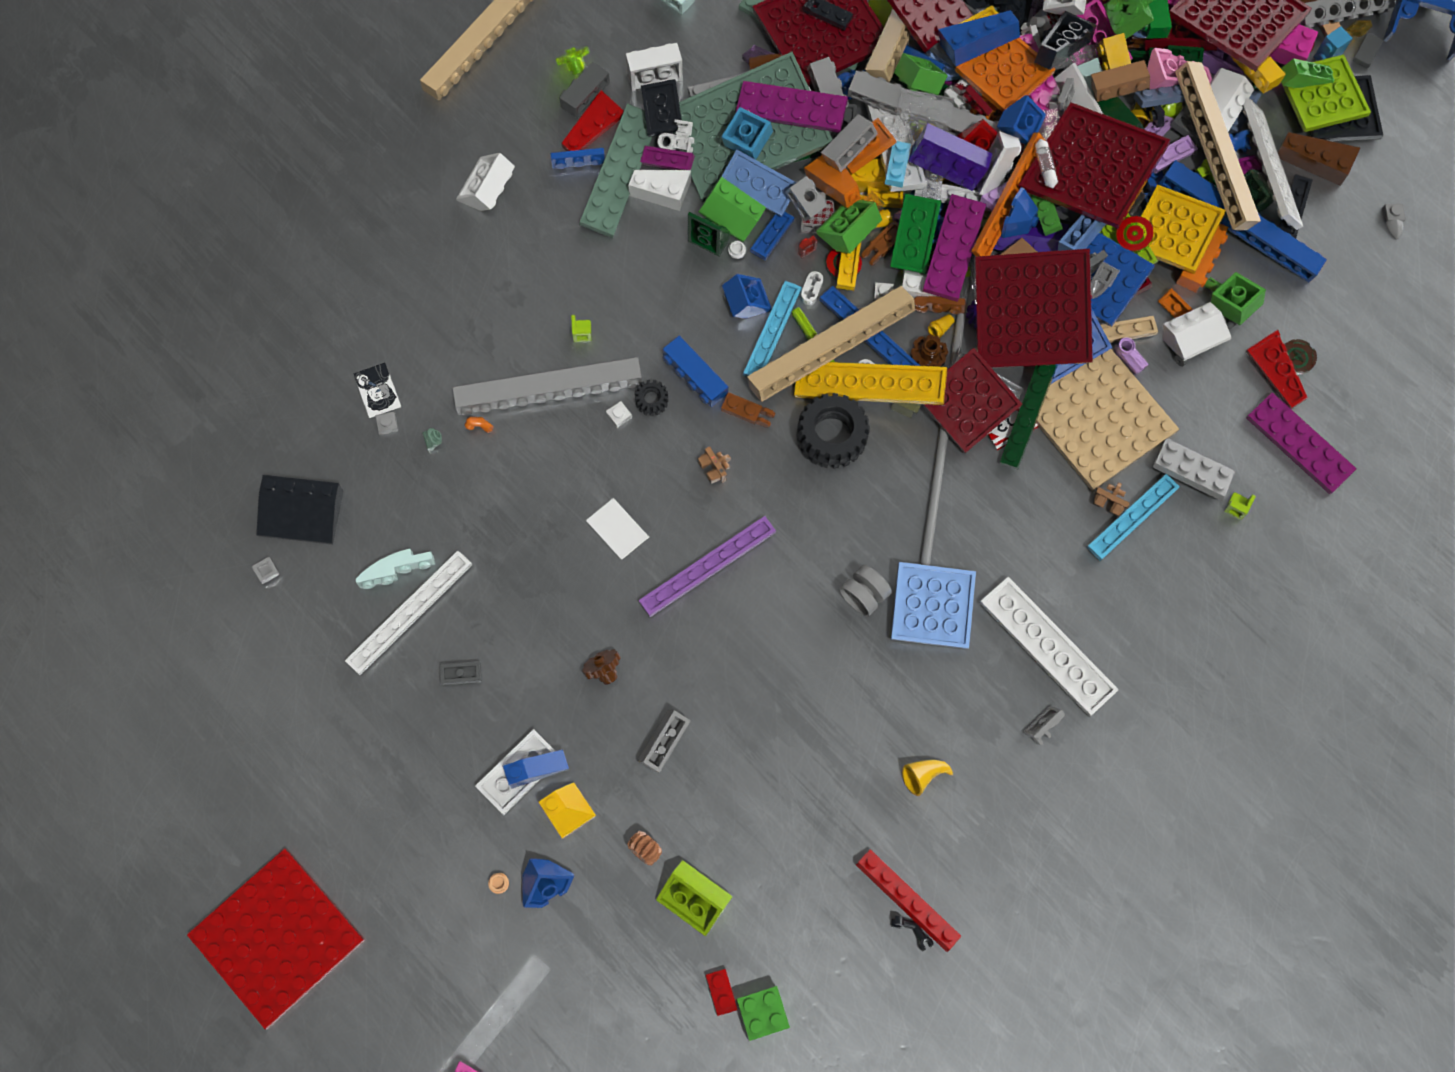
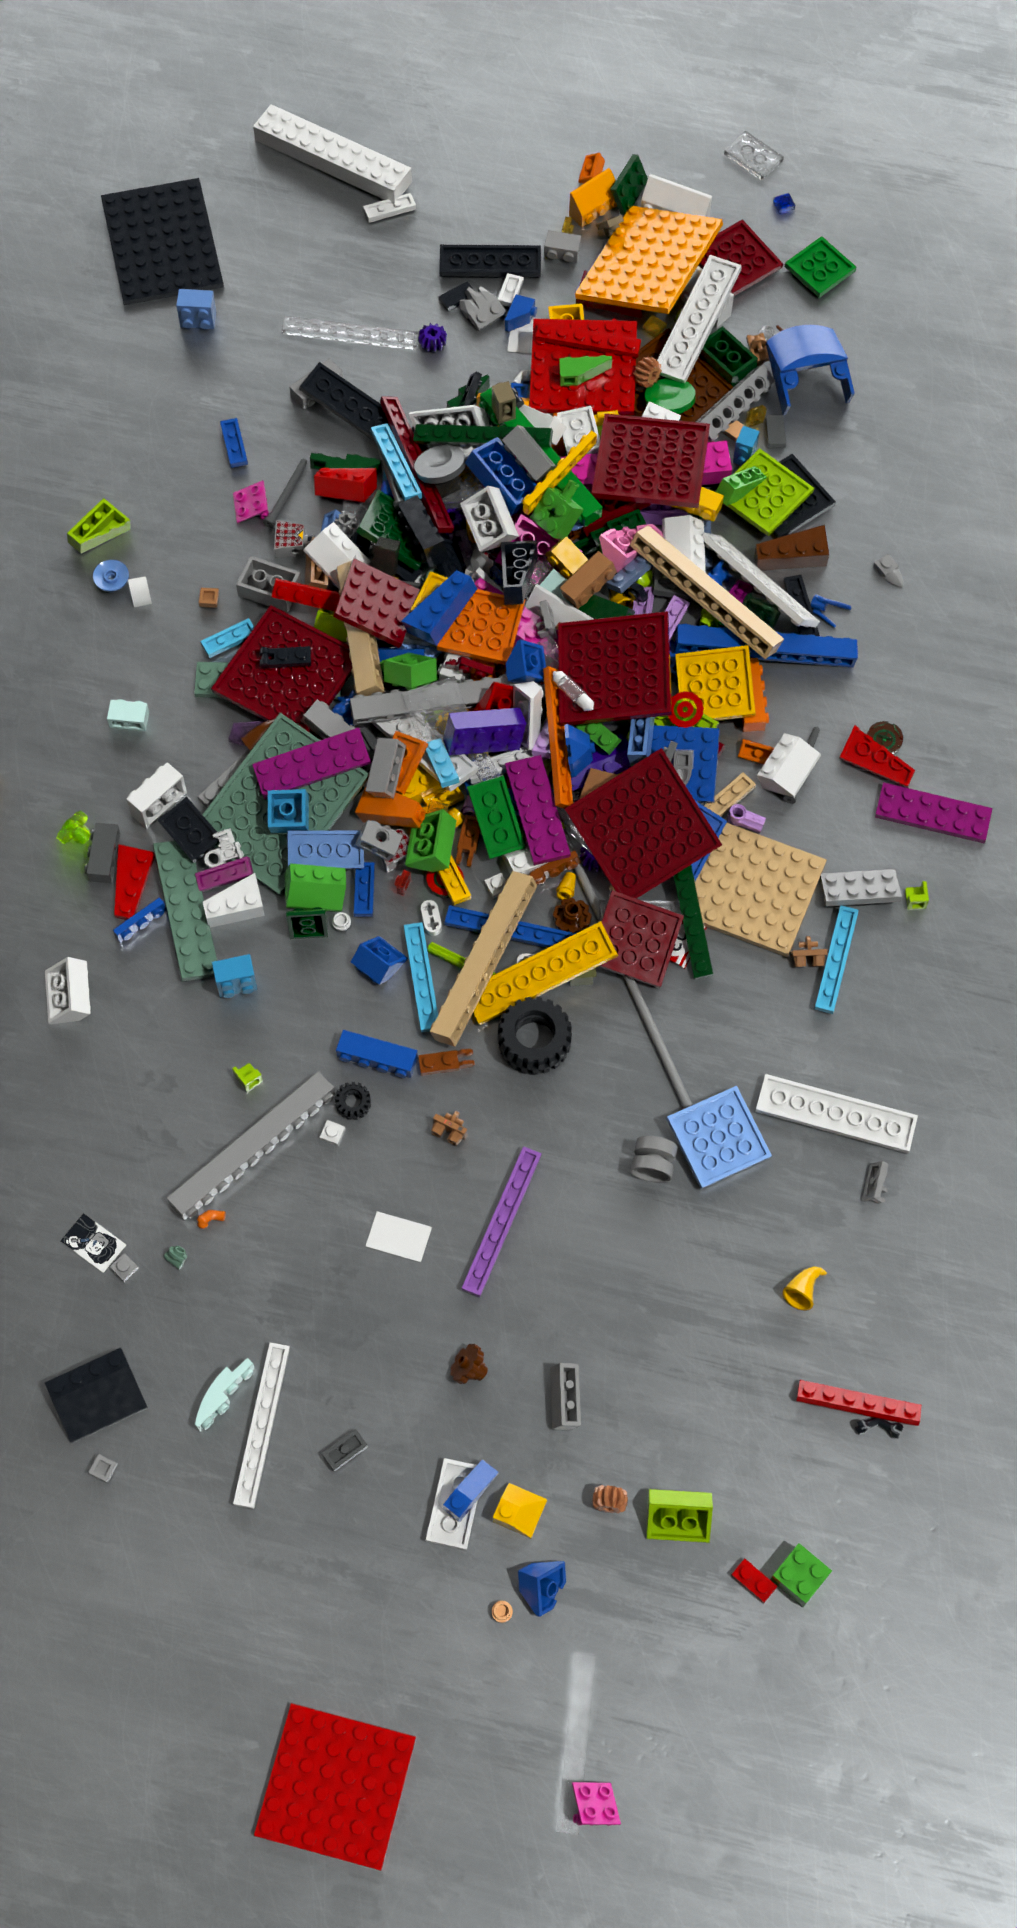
camera: 30 degrees left, 5 degrees down
(621, 243) = (234, 976): none -> dark azure brick
(1236, 297) = (803, 716): bright green brick -> none
(1313, 213) = (820, 603): none -> blue plant

